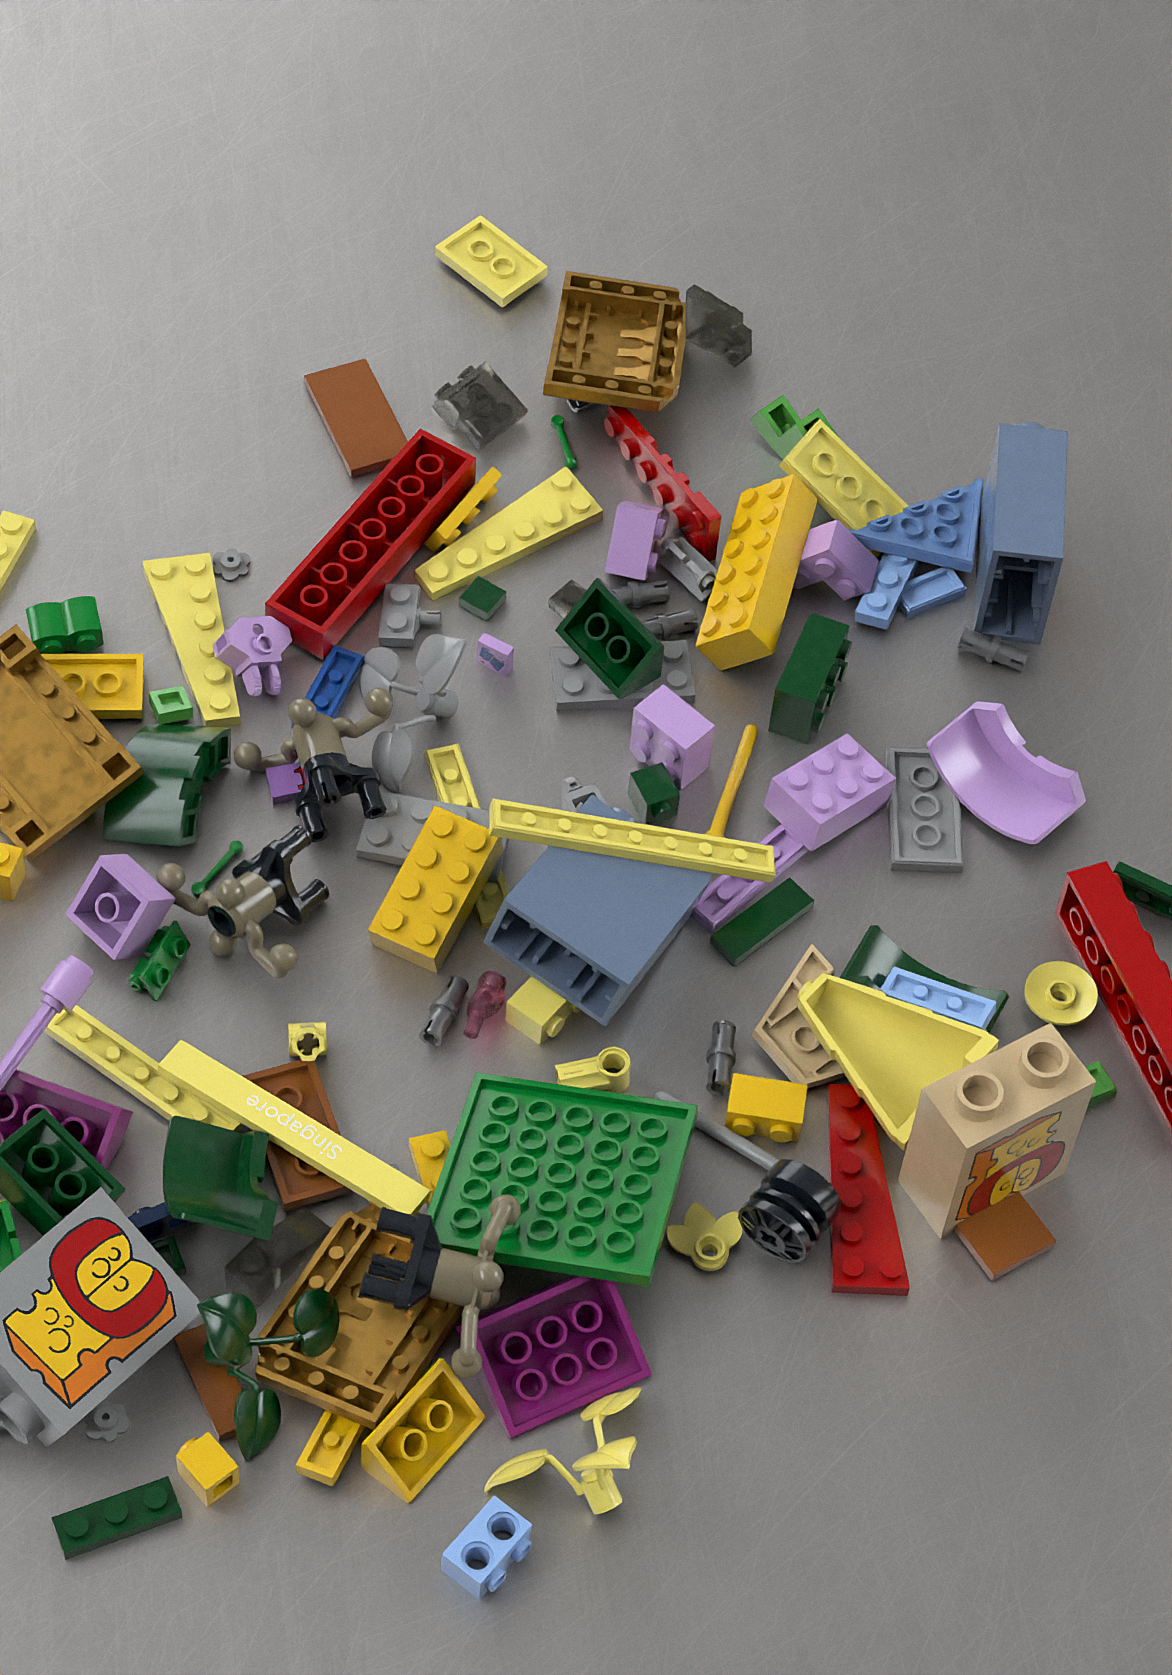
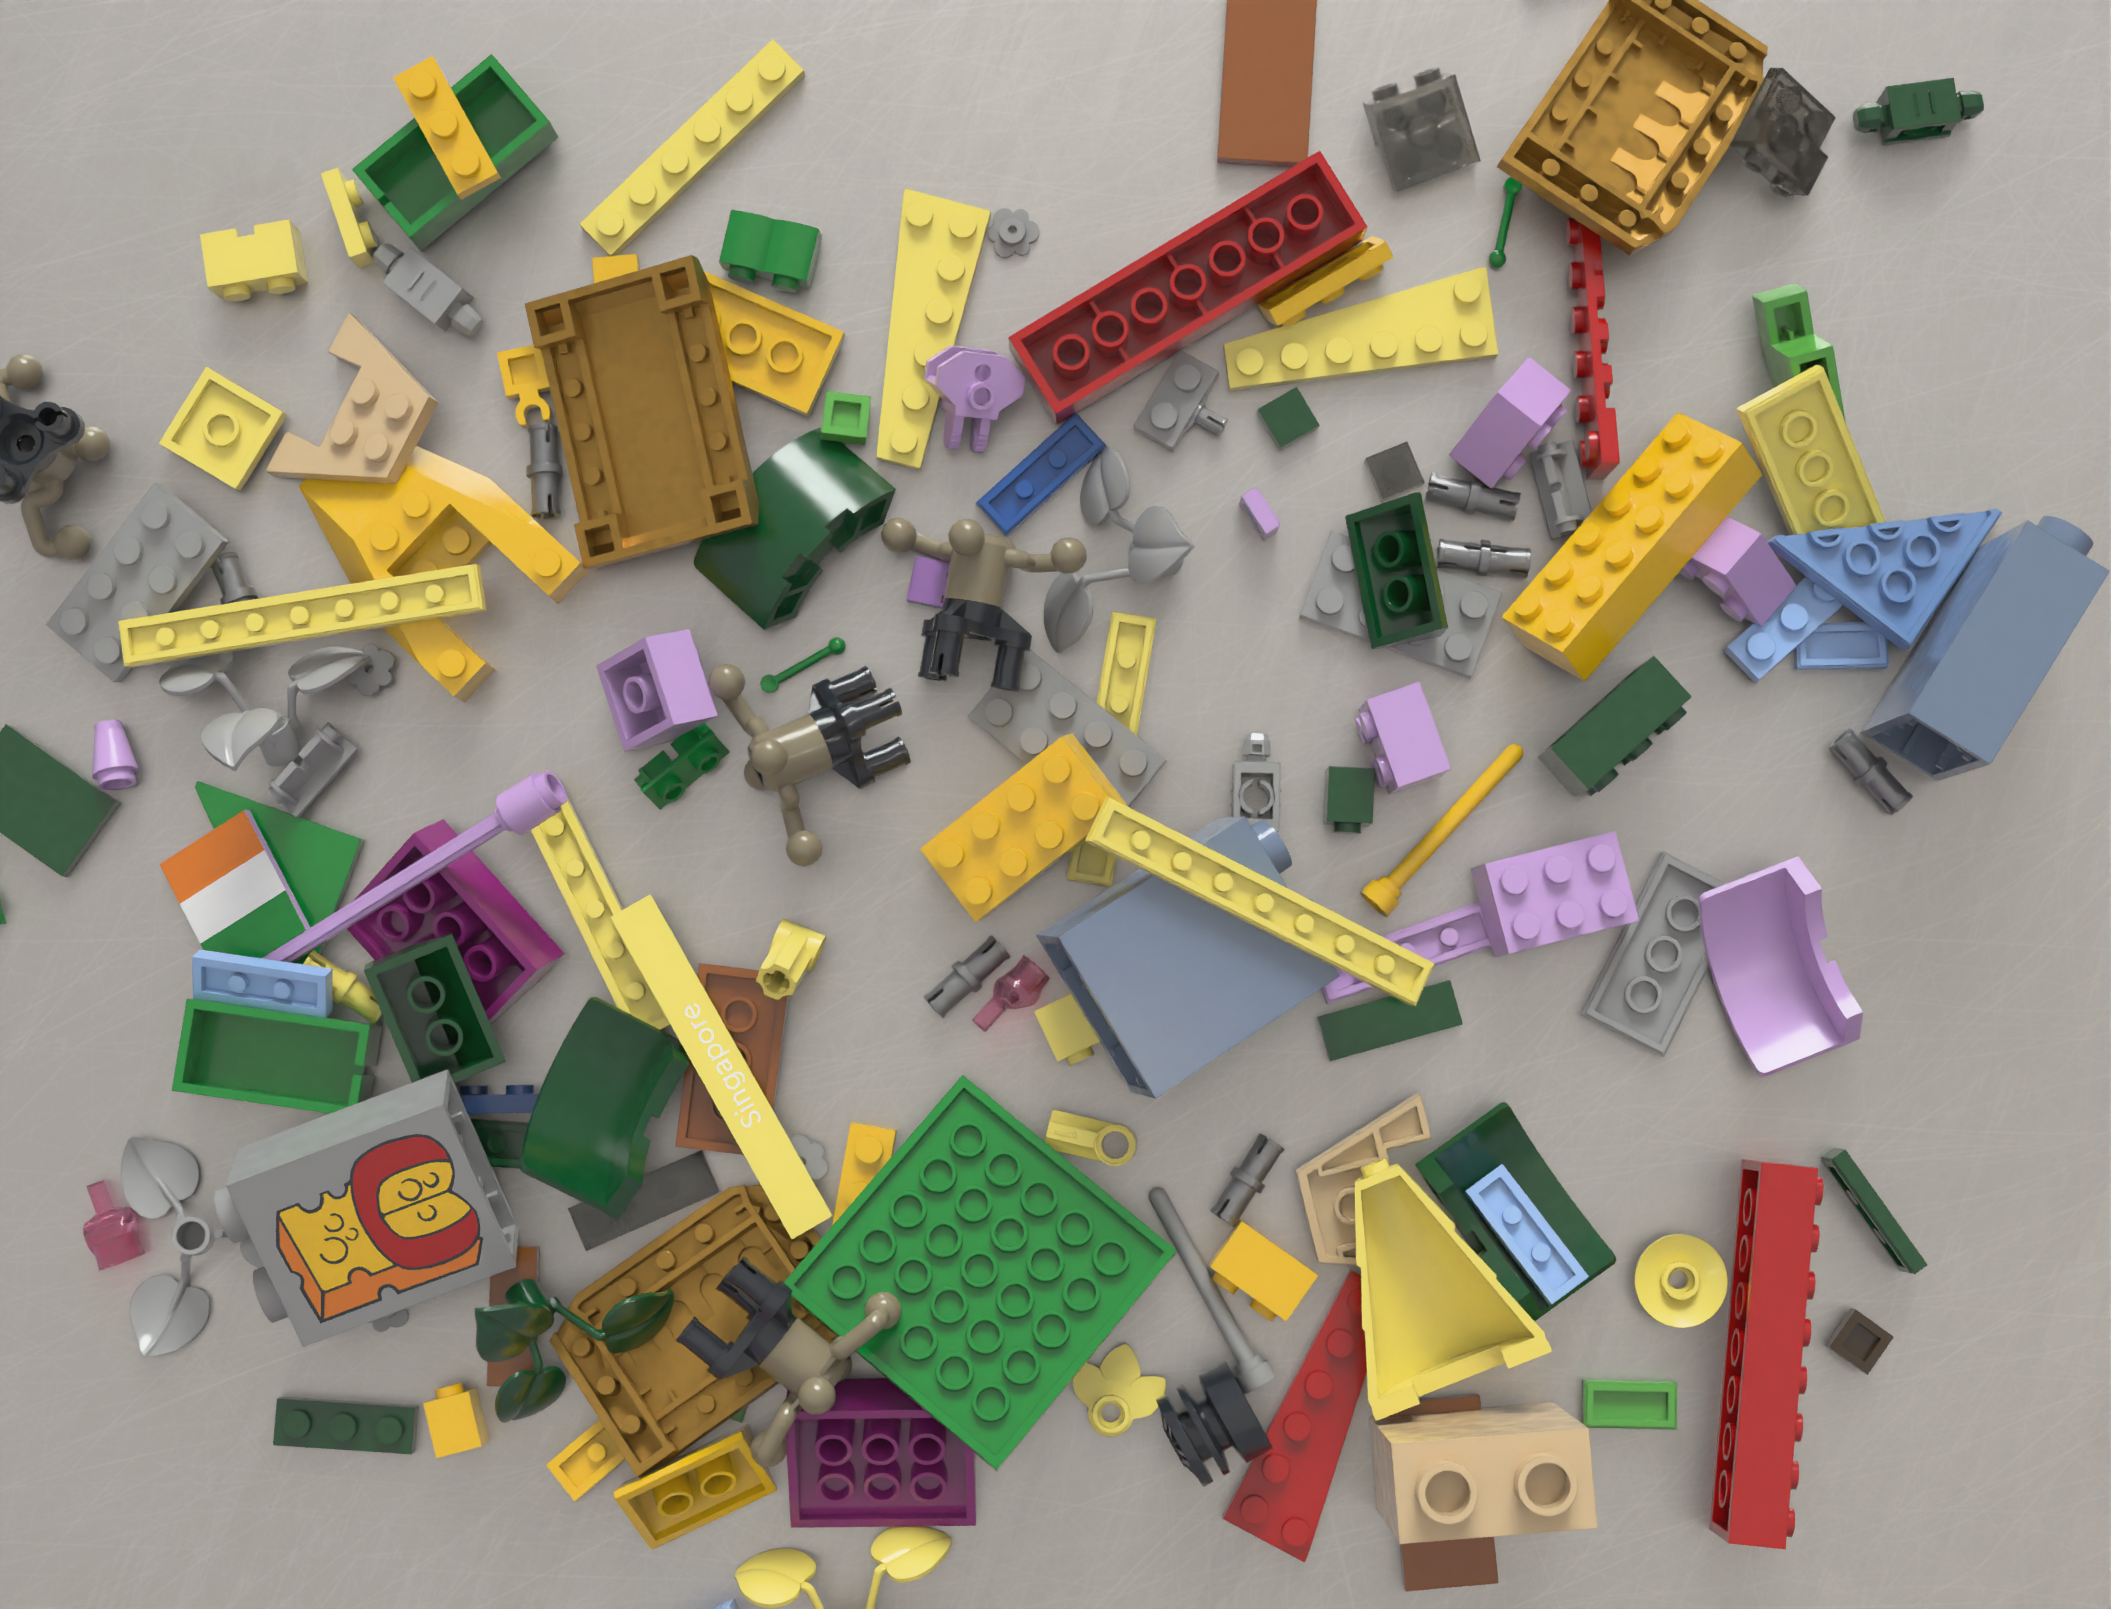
camera: 35 degrees right, 30 degrees up
(792, 290) = (1918, 111): none -> dark green piece

